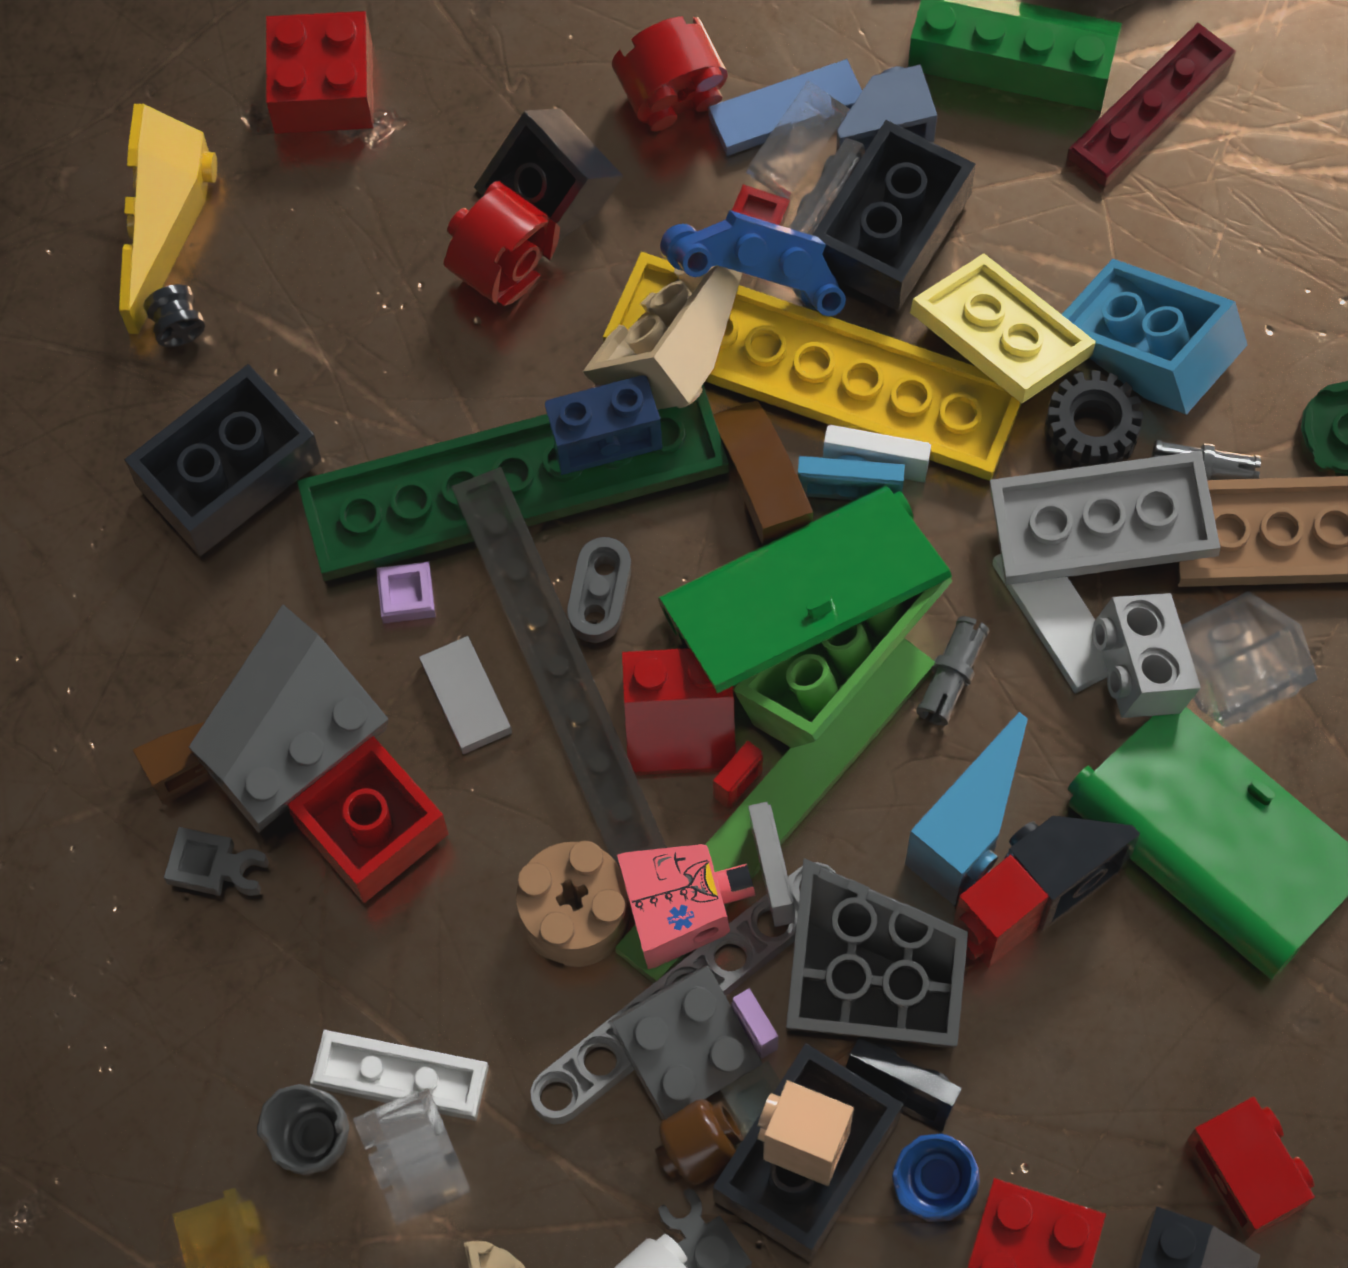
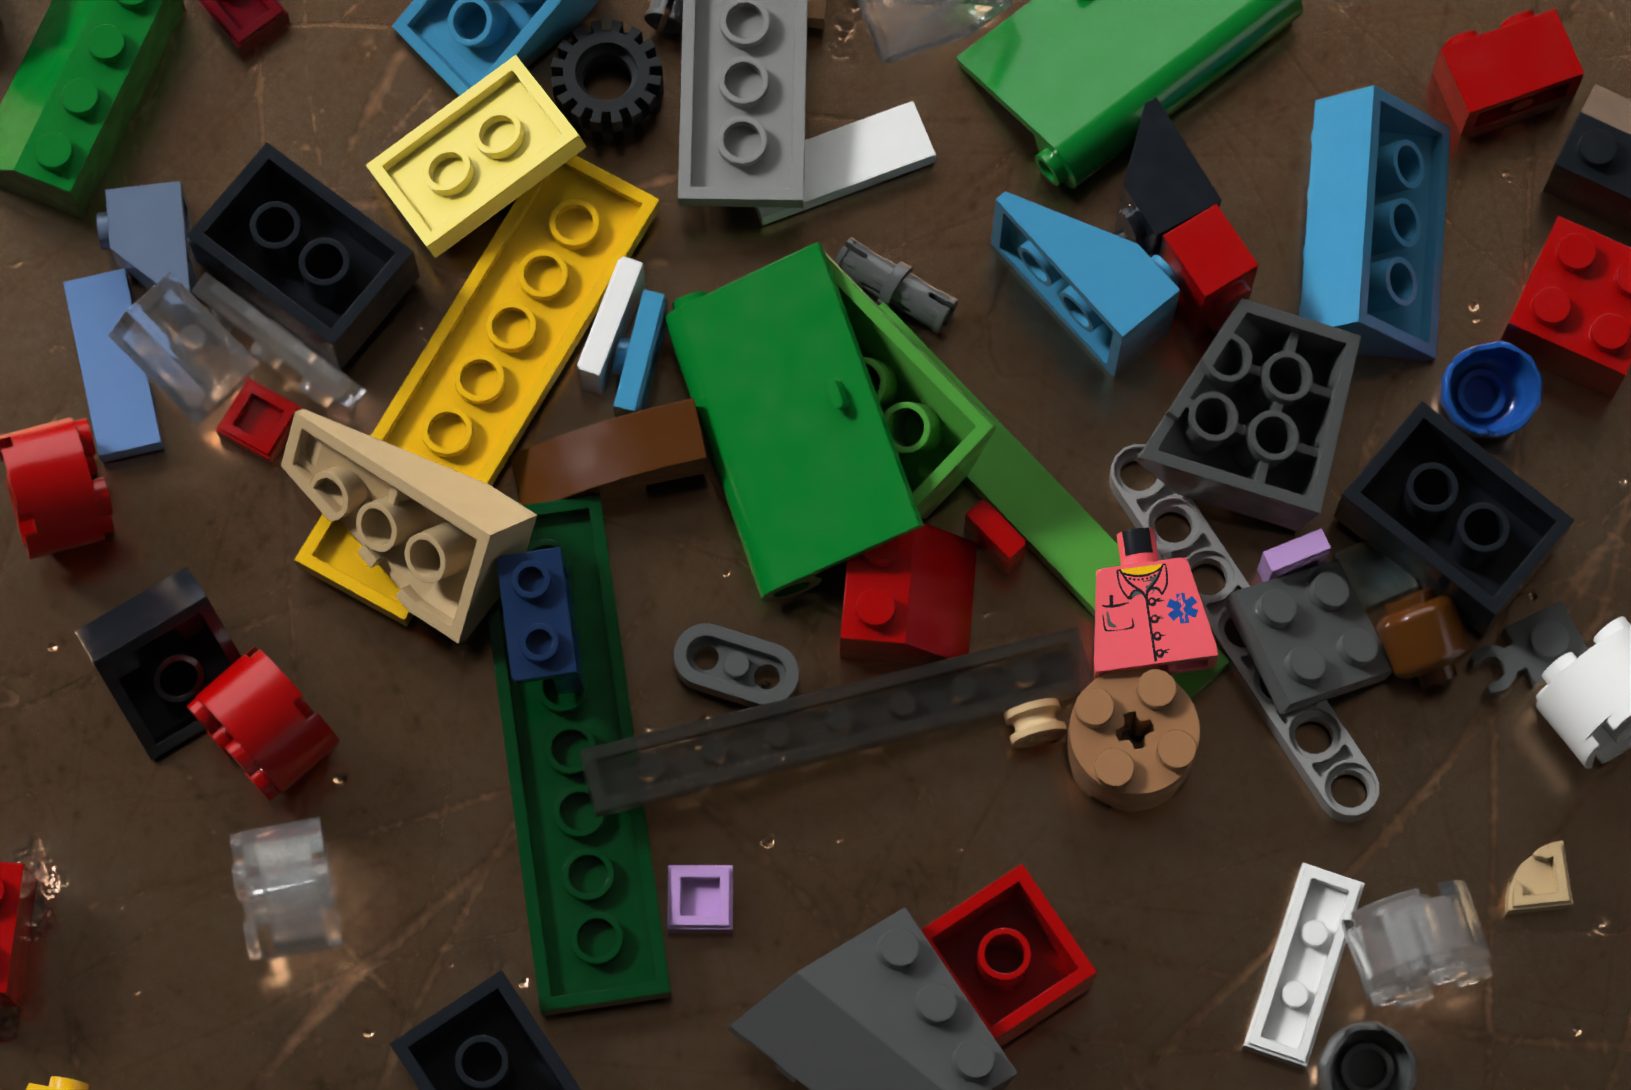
camera: 85 degrees left, 5 degrees up
(369, 281) = (286, 889): none -> clear brick
(465, 695) = (845, 841): light grey tile -> none
(581, 824) = (1035, 723): none -> tan bush
(759, 251) = (350, 411): blue plate -> none
(772, 864) = (1119, 507): light grey tile -> none
(804, 1131) = (1468, 490): light nougat brick -> none
(922, 1091) = (1388, 399): black plate -> none
(1077, 1065) = (1376, 222): none -> dark azure slope
(1145, 655) = (917, 69): light grey brick -> none

